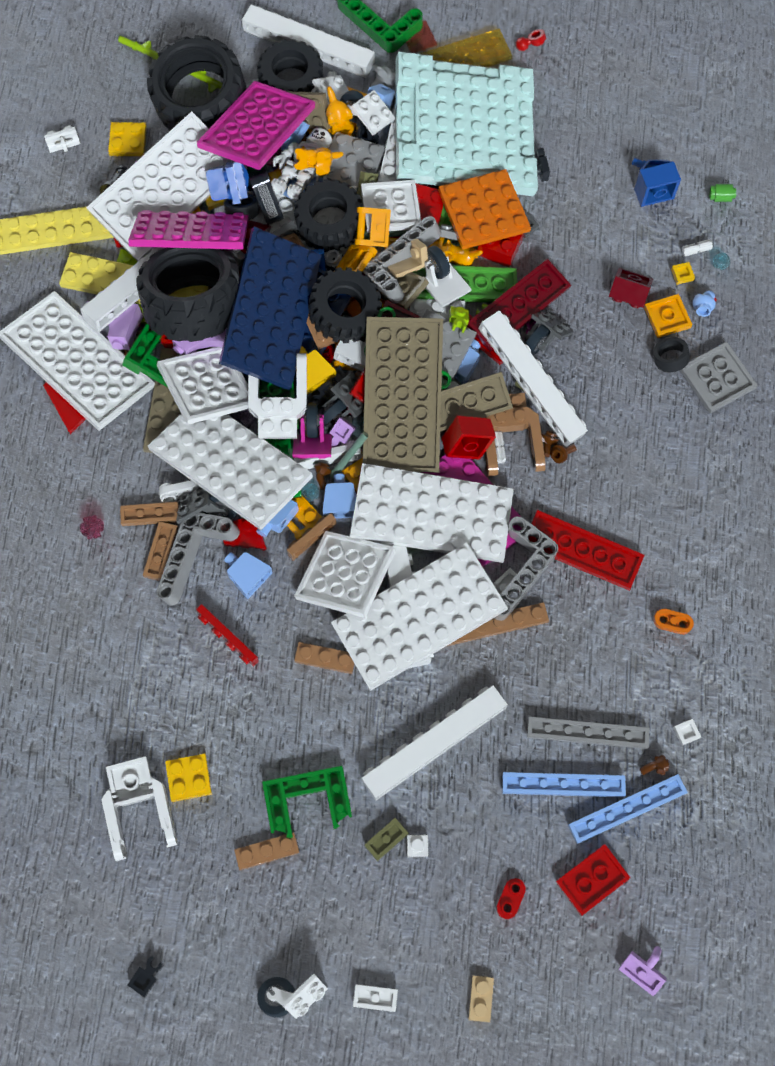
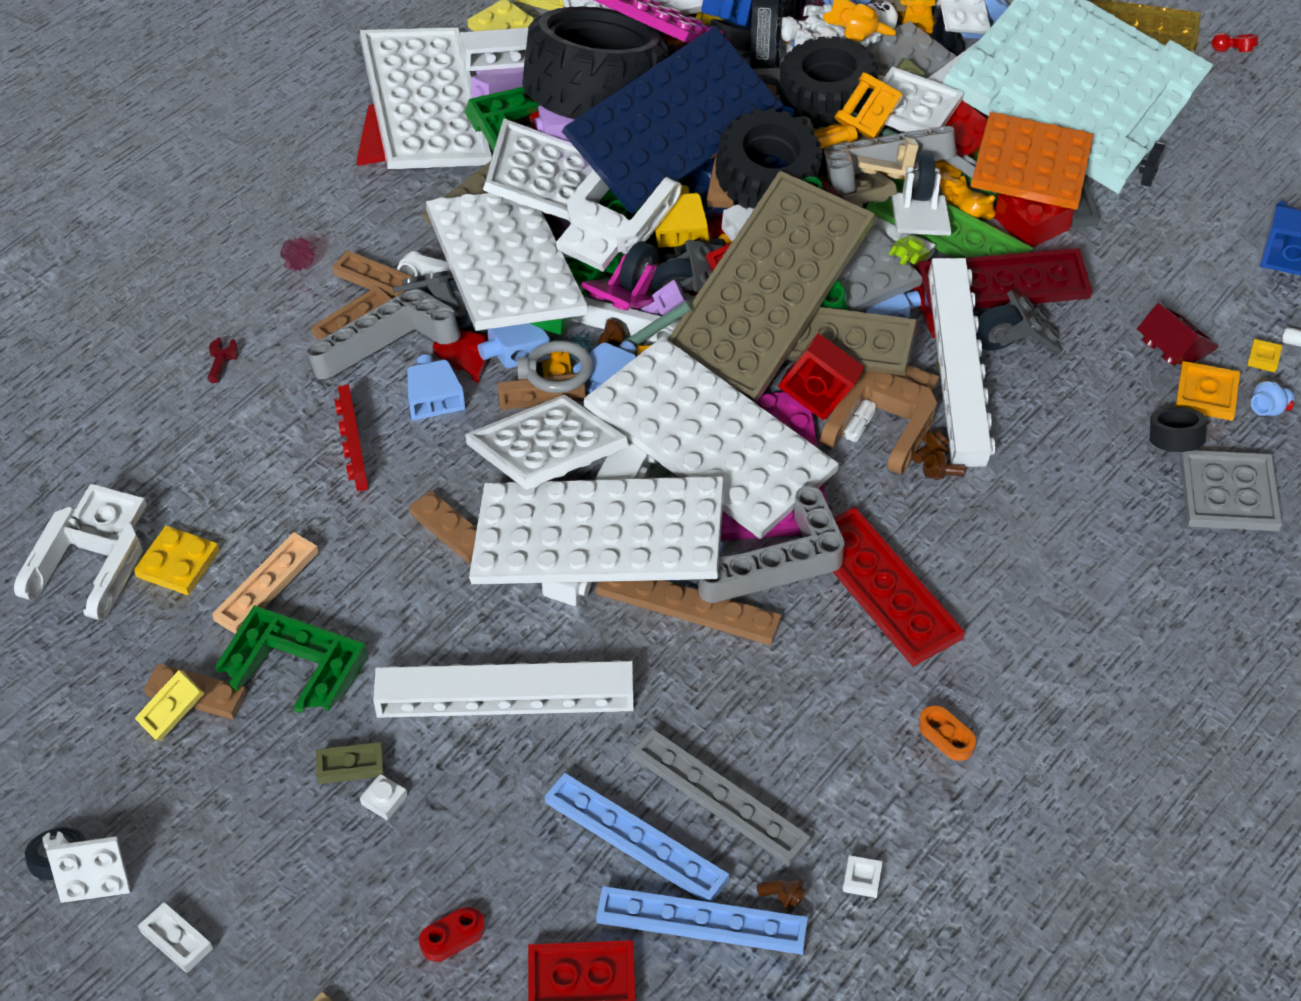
camera: 35 degrees right, 20 degrees down
(101, 626) = (221, 356): none -> dark red bar
(253, 761) = (266, 581): none -> light nougat plate
(265, 872) = (169, 705): none -> light yellow plate
(298, 529) = (528, 370): none -> light grey piece

